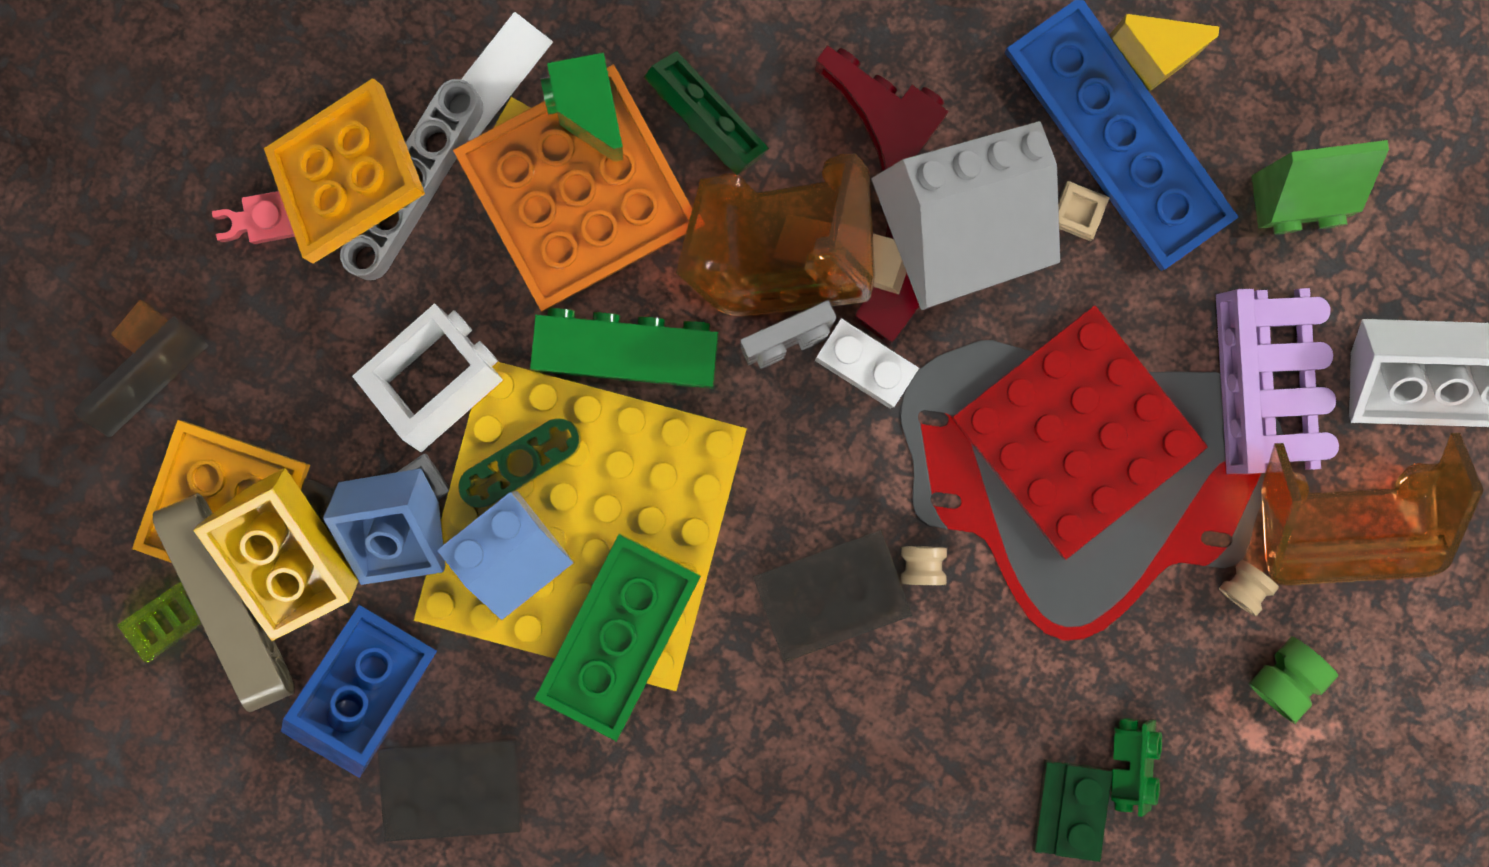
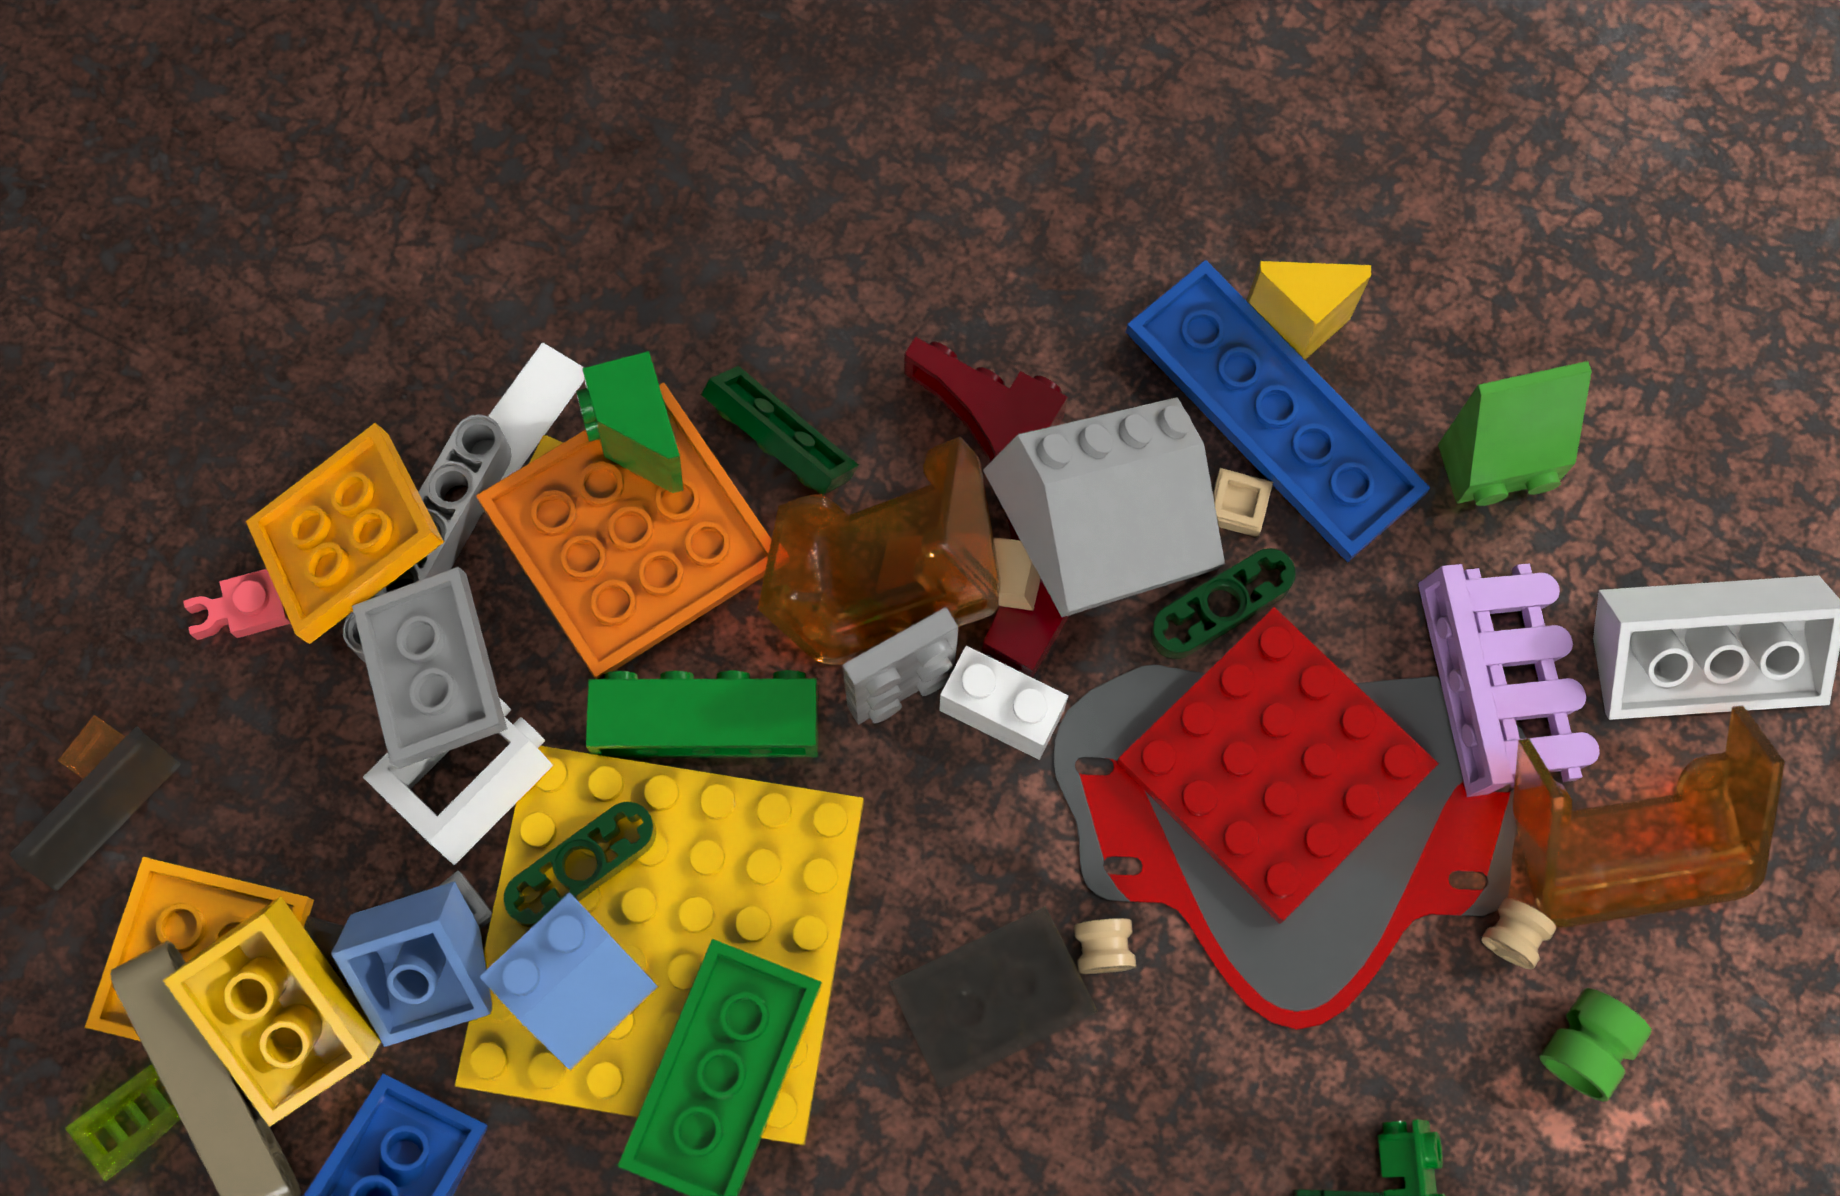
camera: 15 degrees left, 15 degrees down
(408, 296) = (429, 668): none -> light grey plate
(1088, 292) = (1248, 571): none -> dark green beam

